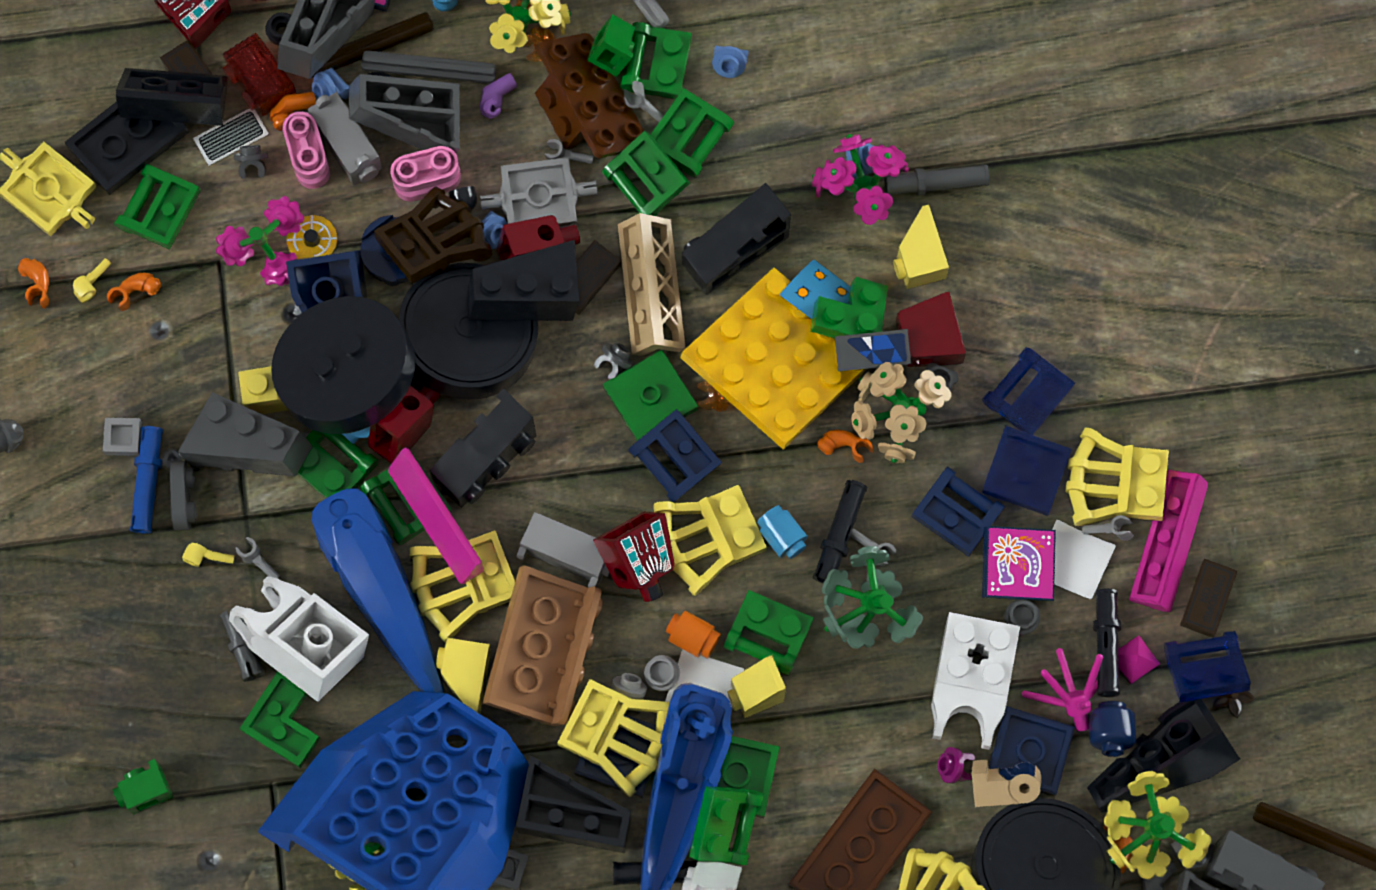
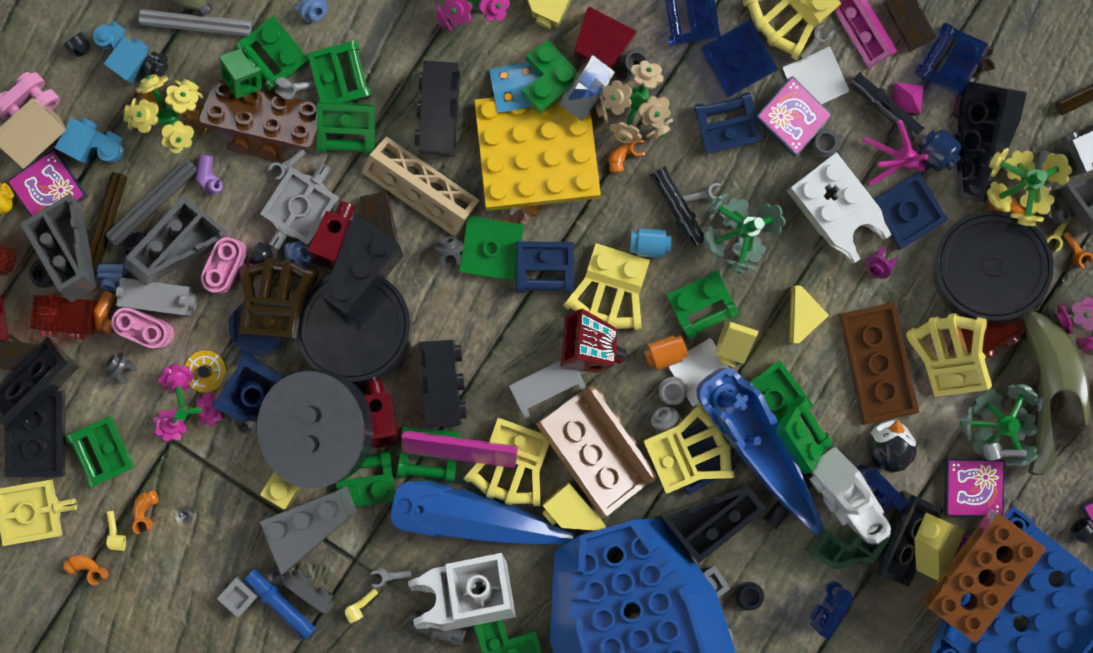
camera: 50 degrees left, 15 degrees up
(227, 139) = (91, 365): sticker -> none
(842, 735) = (804, 314): none -> light yellow slope
(1005, 785) = (920, 245): tan leg -> none

